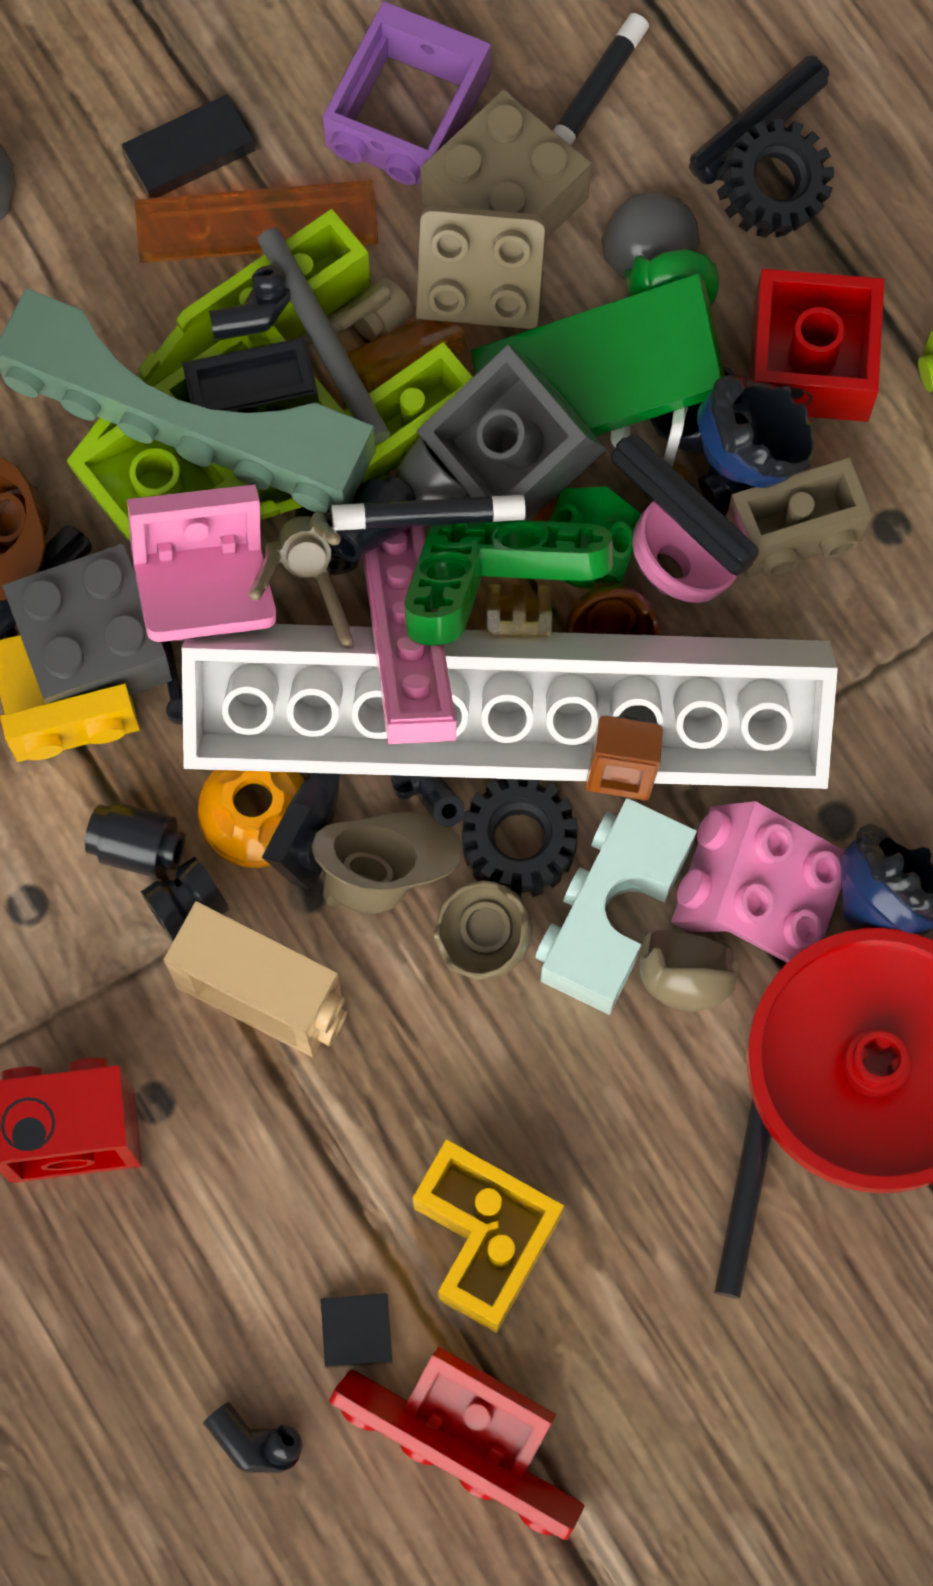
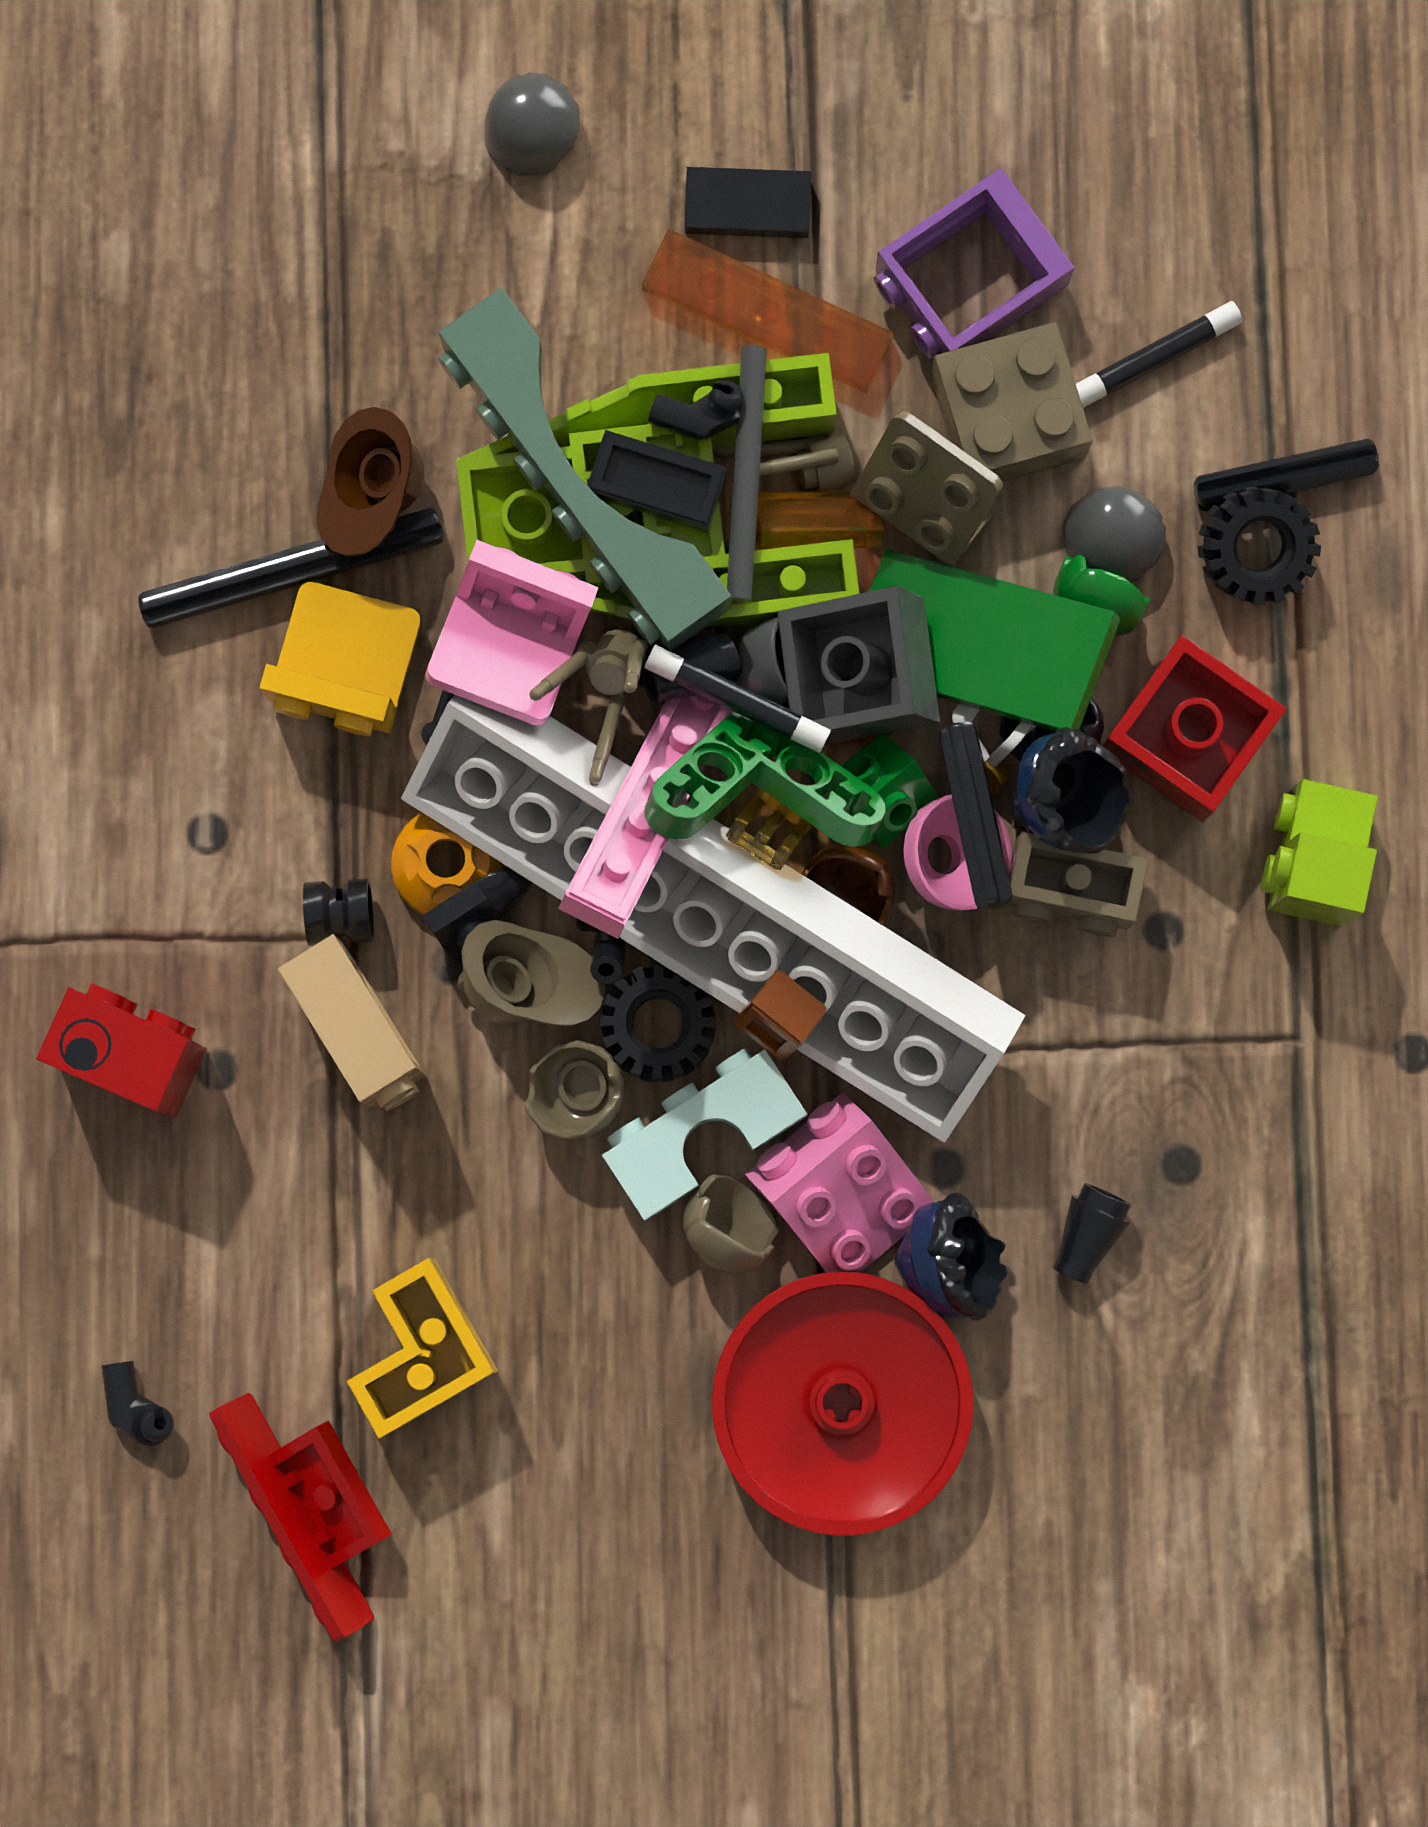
camera: 30 degrees right, 10 degrees up
(86, 627) = (383, 623): dark grey brick -> none
(134, 839) = (327, 832): black brick -> none
(356, 1330) = (271, 1364): black tile -> none
(743, 1207) = (653, 1456): black bar -> none

